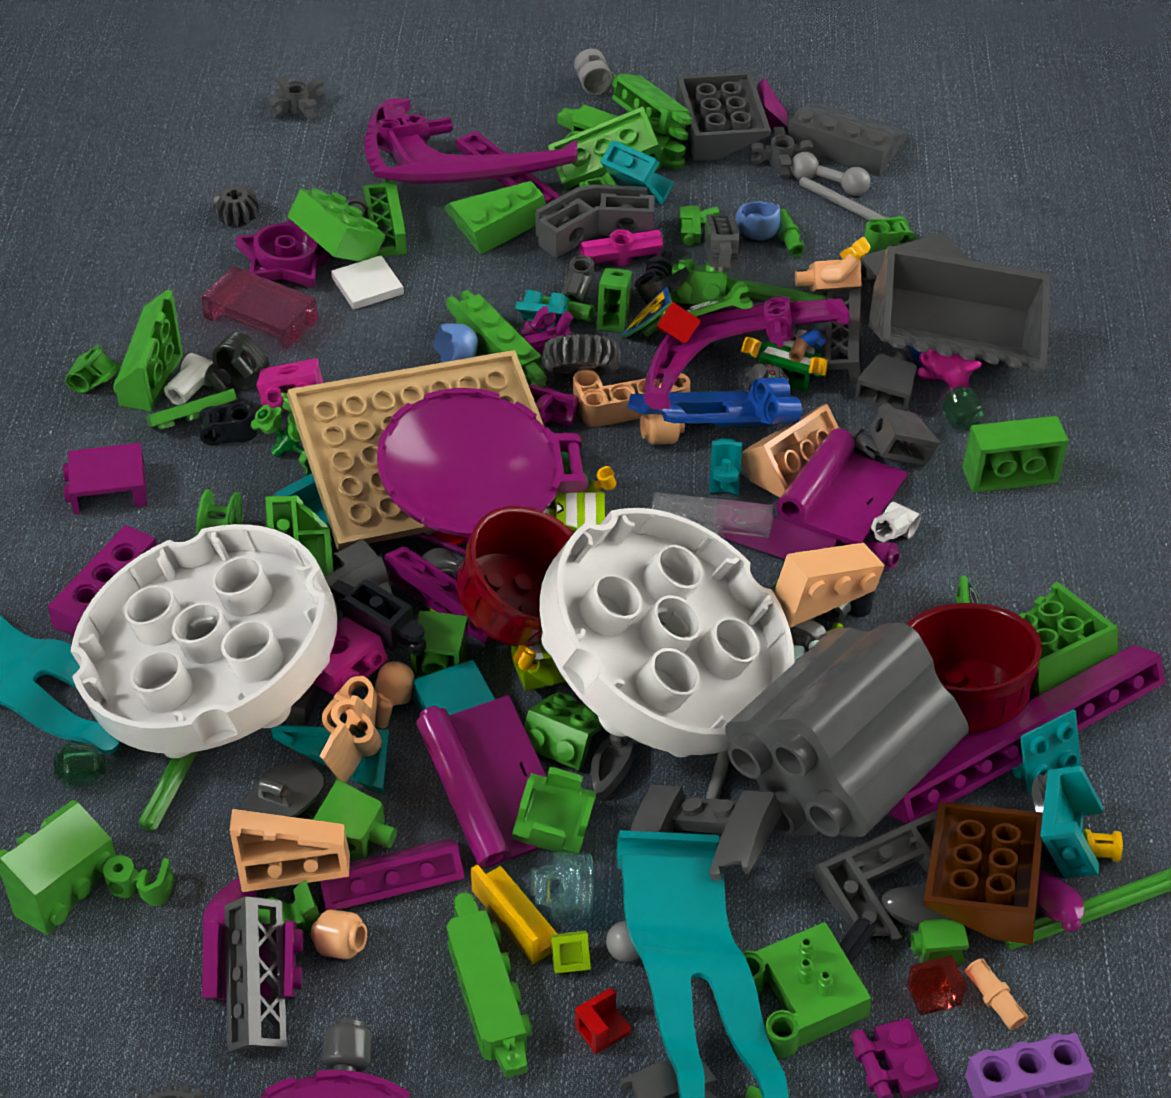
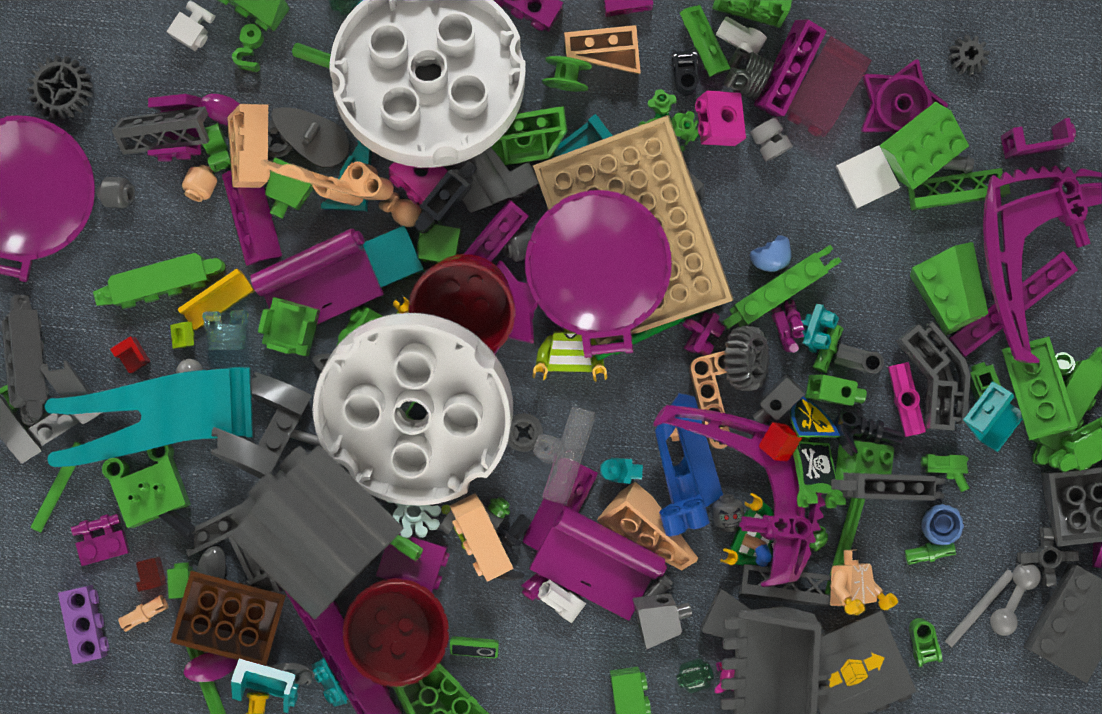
camera: 90 degrees right, 40 degrees up
(96, 955) = (189, 30): none -> white brick
(186, 478) = (605, 47): none -> light nougat wedge
(211, 322) = (790, 67): none -> magenta brick
(324, 346) = (763, 135): none -> light grey wheel
(334, 149) = (1015, 146): none -> magenta panel
(630, 331) = (785, 391): none -> dark grey torso

